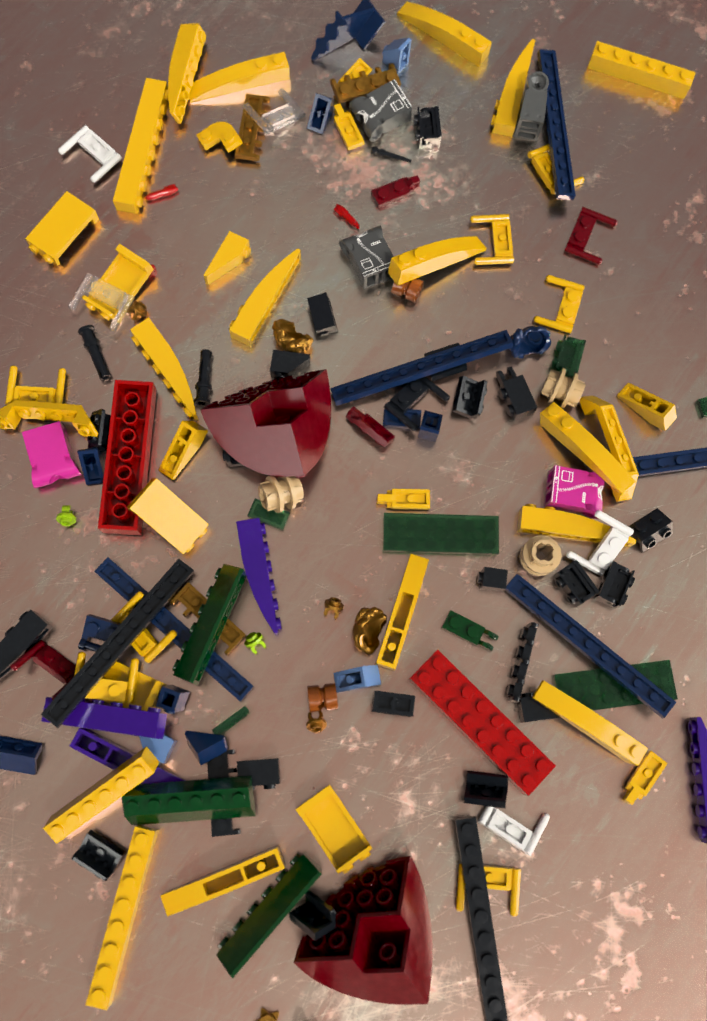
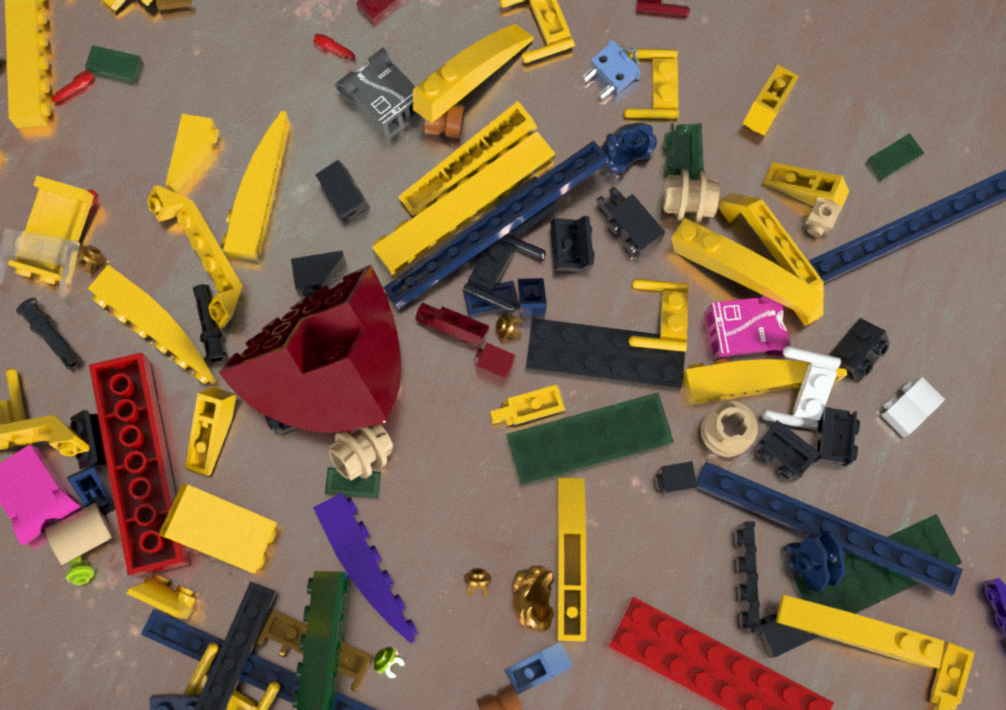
camera: 15 degrees left, 0 degrees up
(73, 491) = (78, 533): none -> tan brick
(119, 552) = (160, 595): none -> yellow slope
(194, 185) = (113, 63): none -> clear green tile
(203, 290) = (168, 205): none -> yellow slope
(288, 338) = (308, 237): pearl gold hair -> none
(390, 461) = (494, 362): none -> dark red brick
(393, 703) = (596, 687): black hinge -> none
(402, 348) = (463, 204): none -> yellow brick
(406, 438) = (505, 325): none -> pearl gold plate
(417, 318) = (466, 160): none -> yellow slope
(468, 630) = (664, 556): dark green hinge -> none
(470, 479) = (601, 355): none -> black plate
(524, 468) = (672, 318): none -> yellow plate
(536, 285) = (616, 66): none -> medium blue piece
(574, 663) = (816, 560): none -> dark blue hinge
(639, 339) = (770, 100): none -> yellow slope
(651, 430) = (822, 217): none -> tan bracket
(675, 580) = (912, 406): none -> white brick

